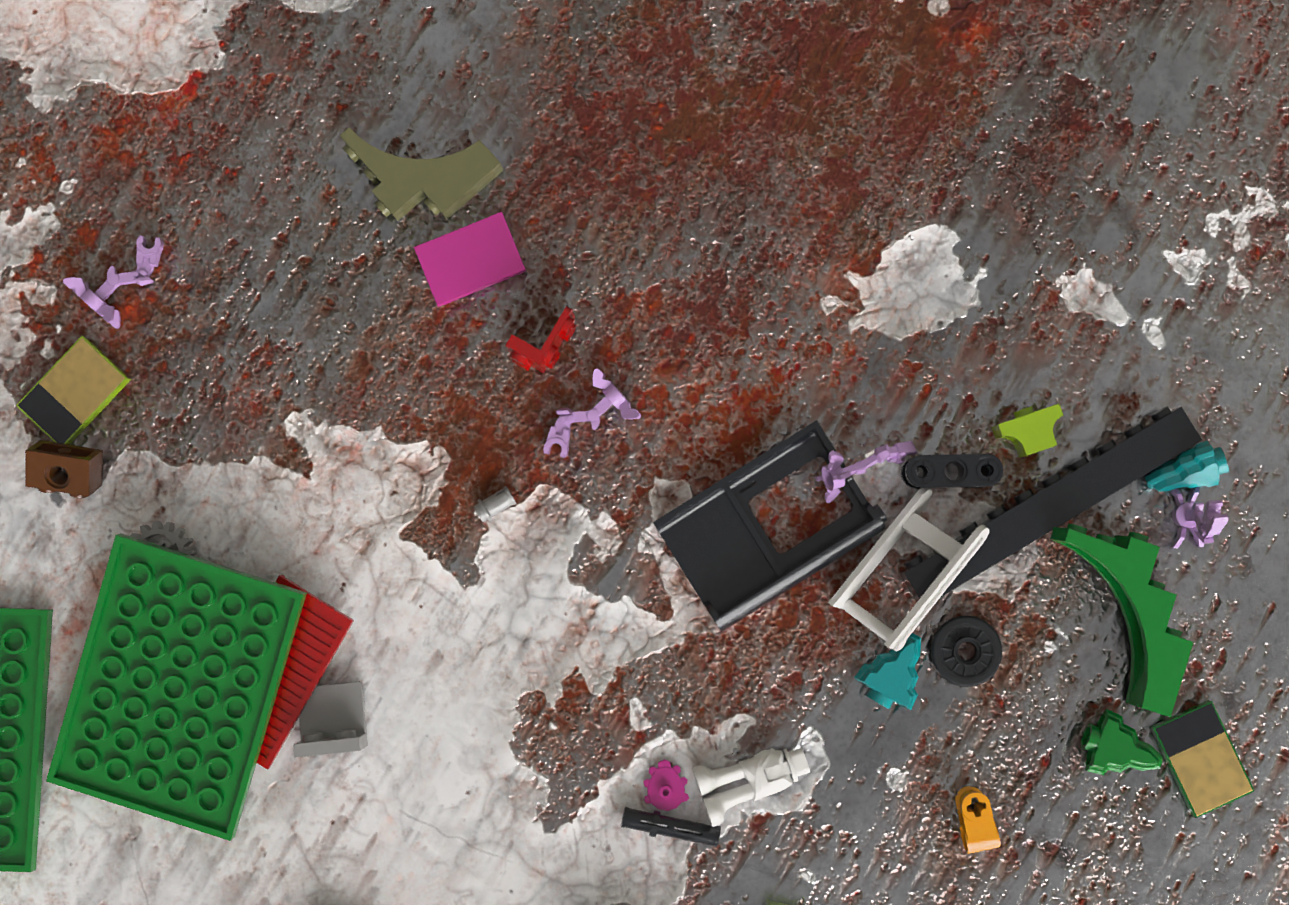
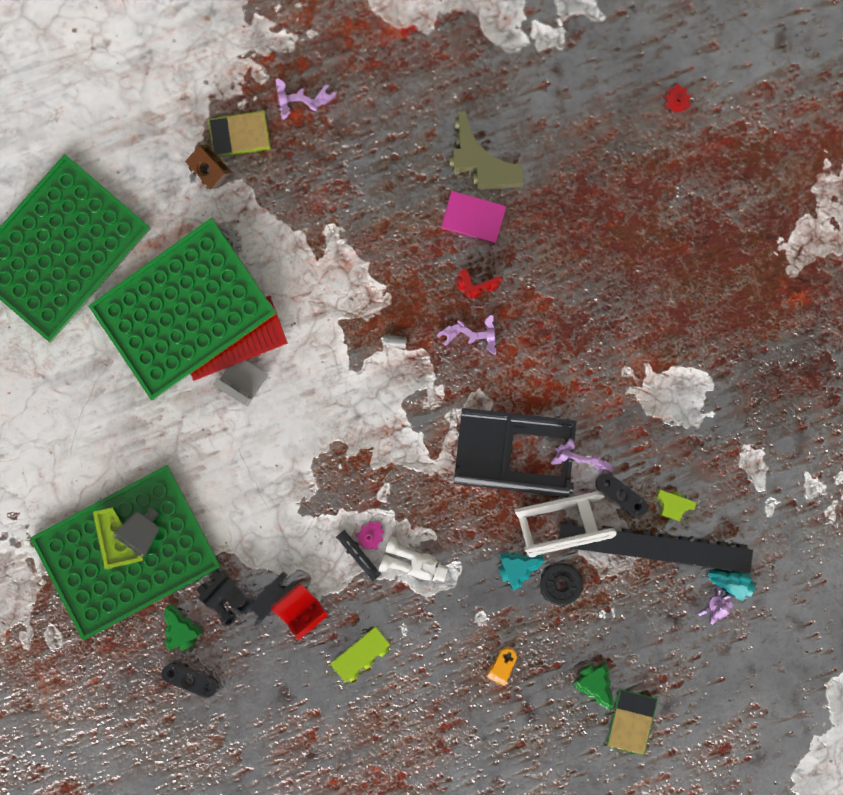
camera: 30 degrees right, 0 degrees up
(1156, 650) = (651, 653): green arch -> none

